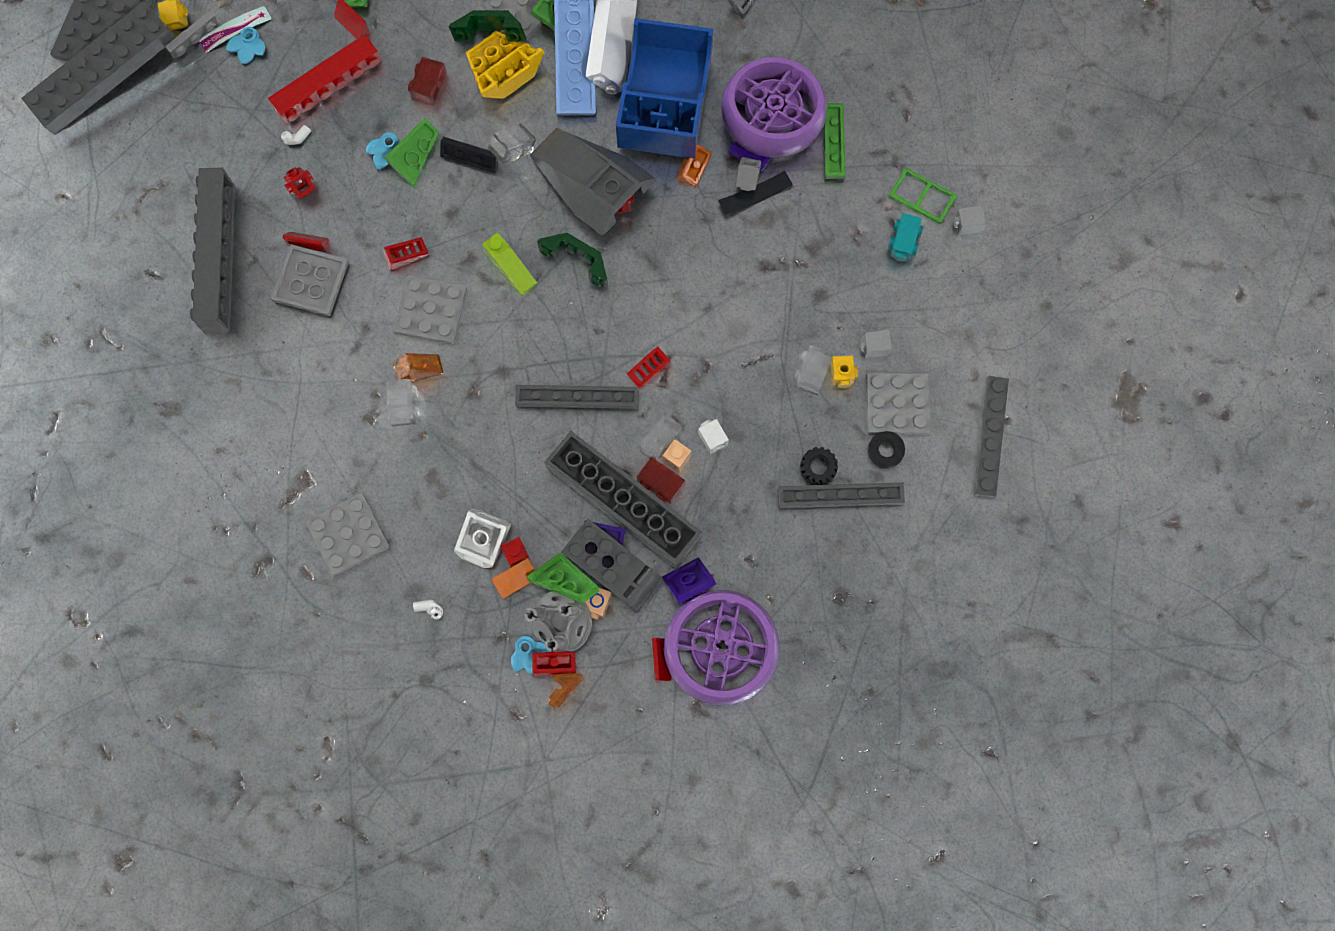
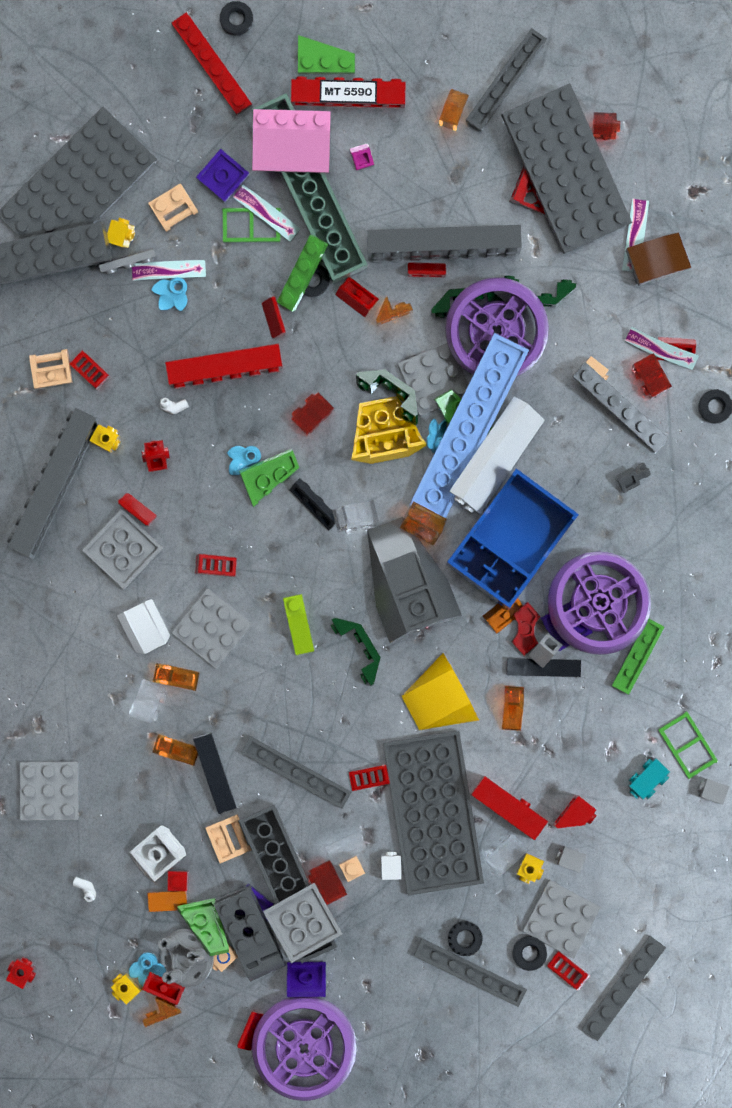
camera: 25 degrees right, 10 degrees up
(168, 162) = (51, 375): none -> light nougat plate
(215, 149) = (100, 381): none -> red slope
(245, 192) = (106, 438): none -> yellow brick
(363, 337) = (144, 627): none -> white slope
(407, 728) = (18, 979): none -> red brick
(451, 433) = (175, 750): none -> clear orange slope
(499, 435) = (214, 773): none -> black slope
(515, 683) = (124, 988): none -> yellow brick
(539, 495) = (222, 841): none -> light nougat plate
(547, 42) = (435, 434): none -> medium azure plate
(577, 120) = (423, 523): none -> clear orange brick
(656, 523) = (302, 922): none -> light grey plate
(675, 265) = (438, 698): none -> yellow wedge
(724, 175) = (526, 620): none -> red tile
(726, 369) = (433, 813): none -> dark grey plate
(747, 239) = (513, 708): none -> clear orange slope
(793, 324) = (509, 807): none -> red brick
(859, 297) = (576, 814): none -> red slope
(930, 454) = (581, 981): none -> red slope

